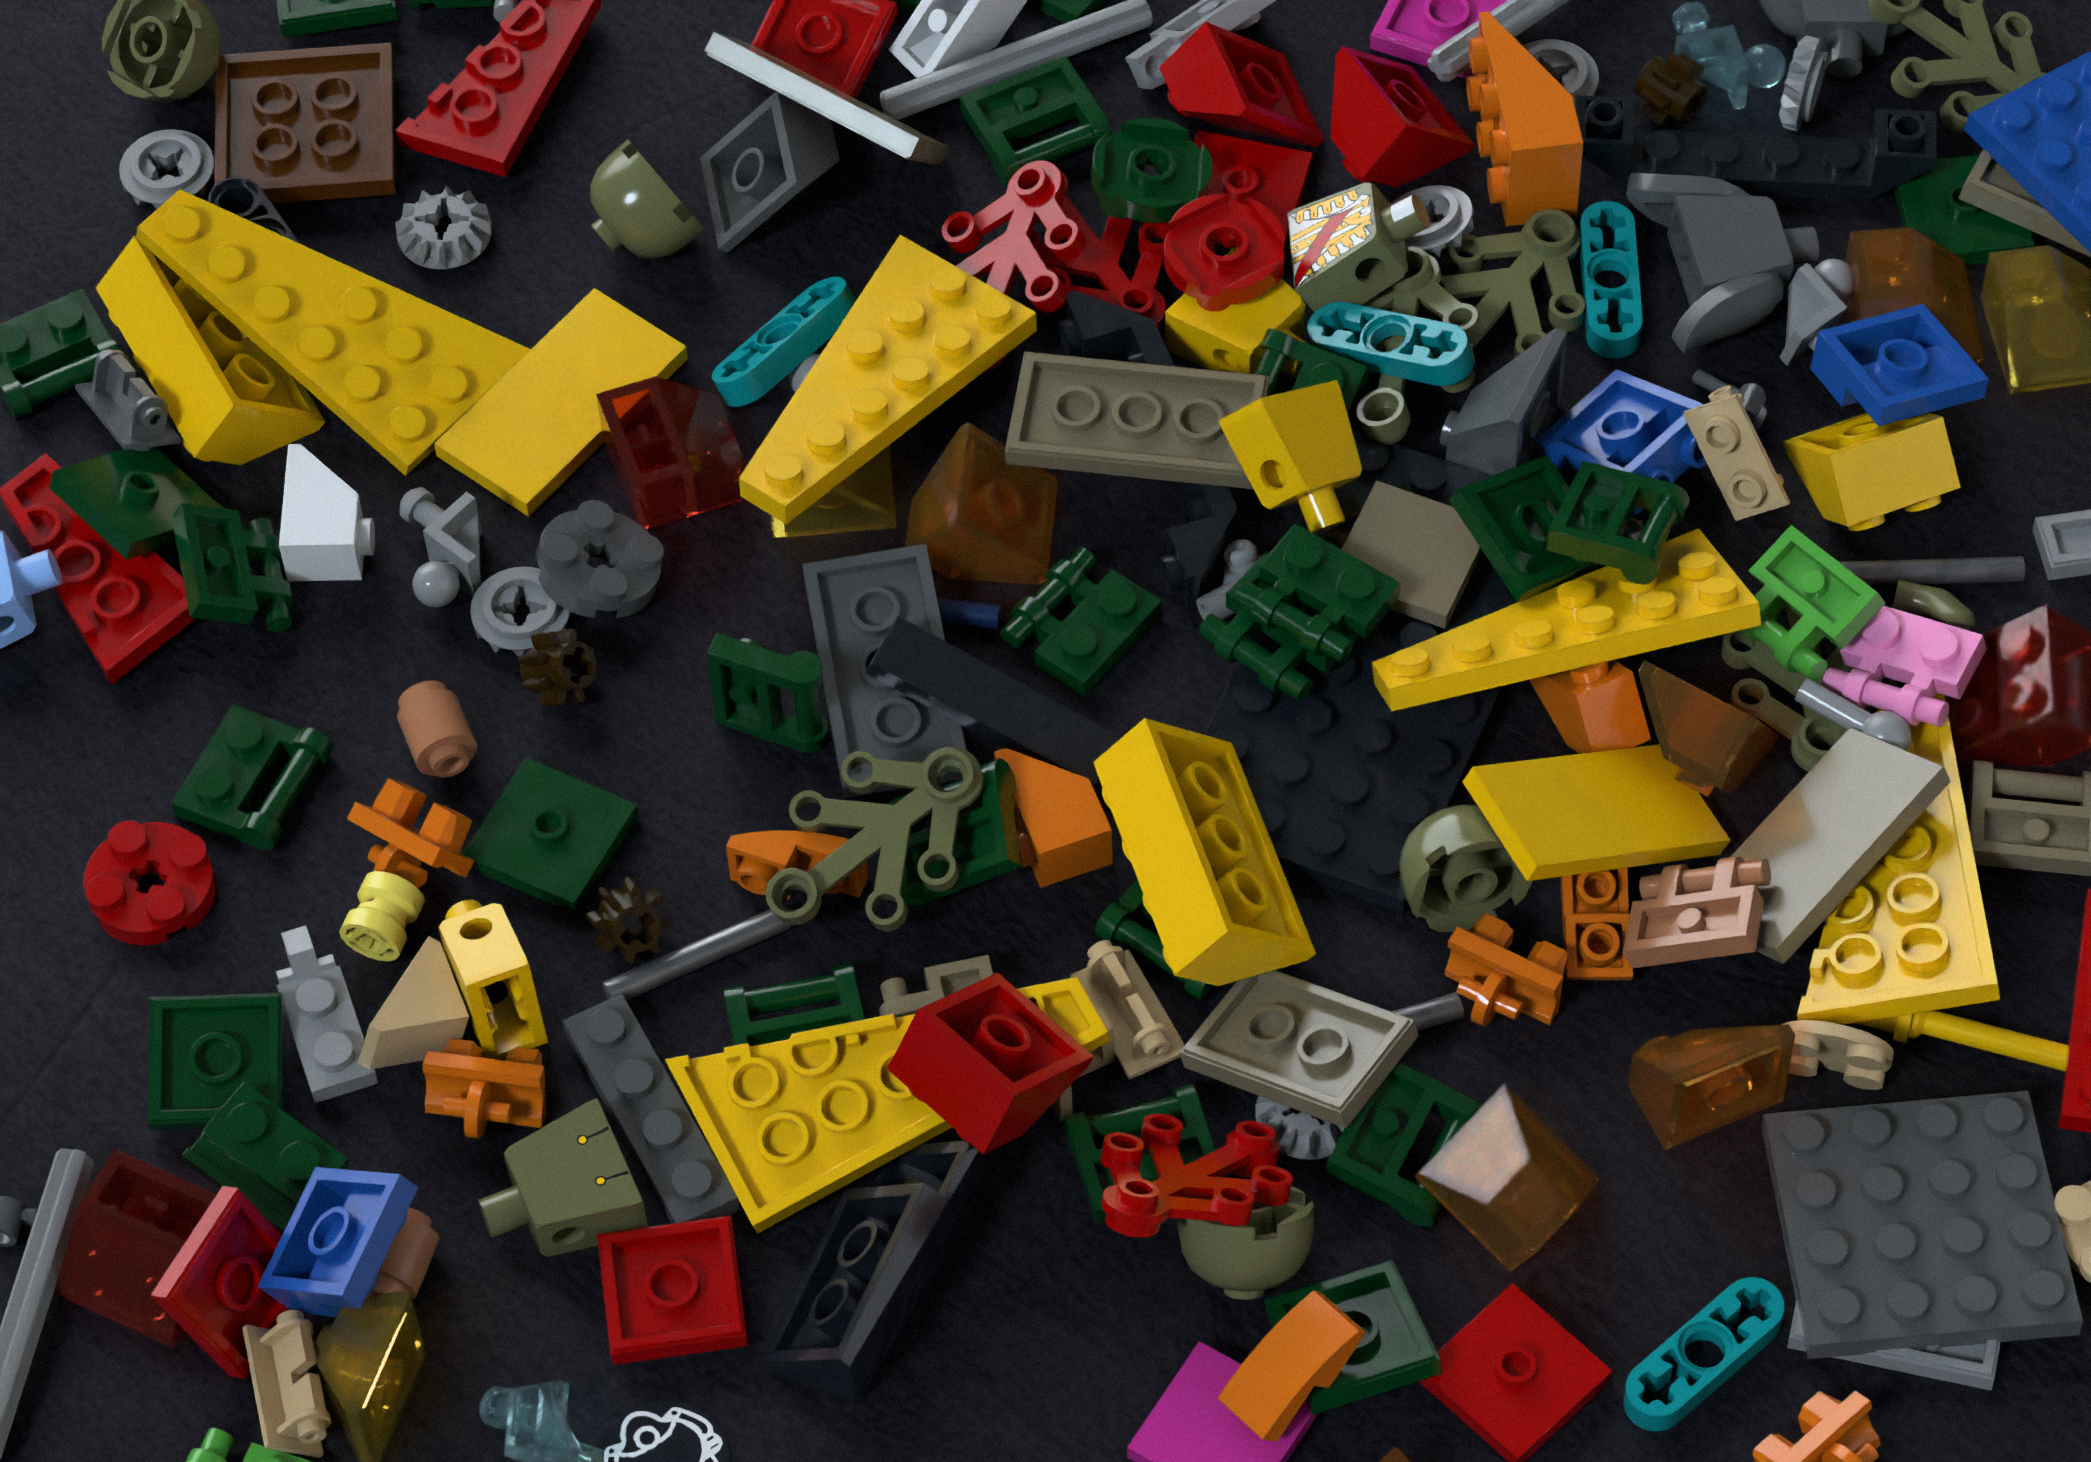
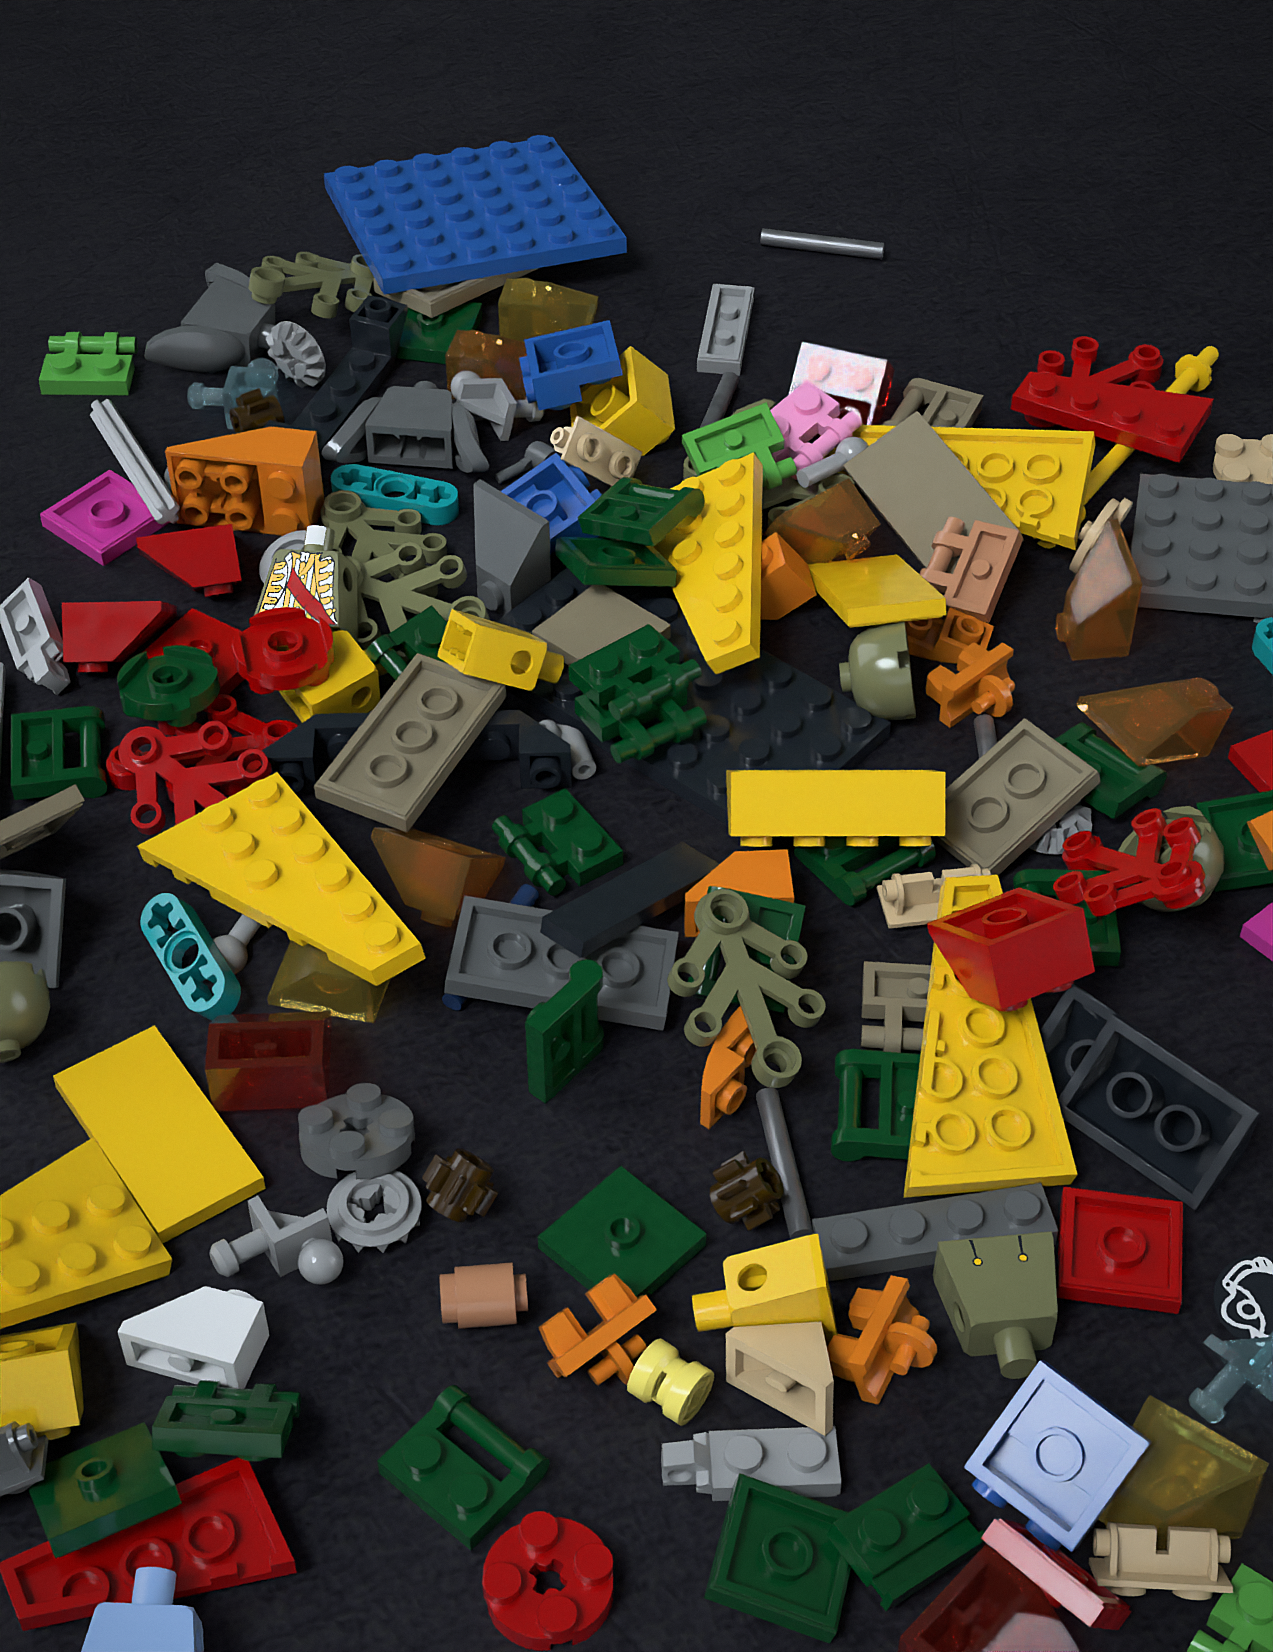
camera: 75 degrees left, 10 degrees down
(1408, 360) = (411, 575): teal beam -> none

